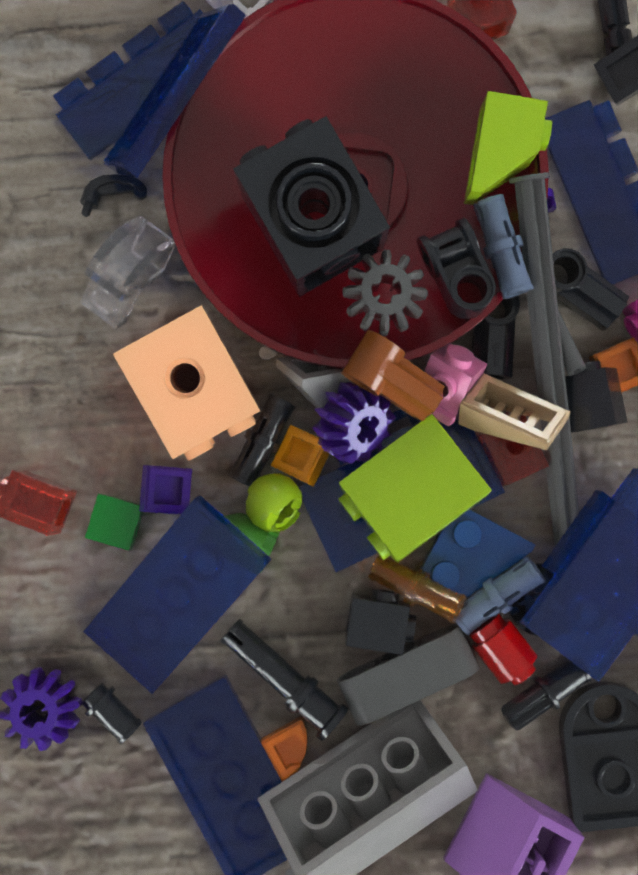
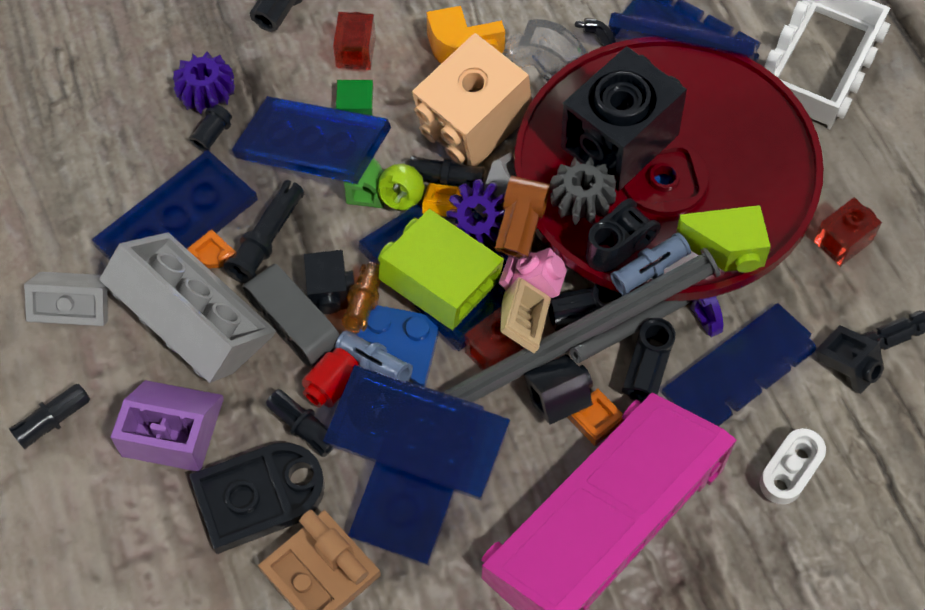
camera: 70 degrees right, 25 degrees down
(72, 376) = (449, 30): none -> light orange brick
(165, 489) = (396, 115): dark purple tile -> none

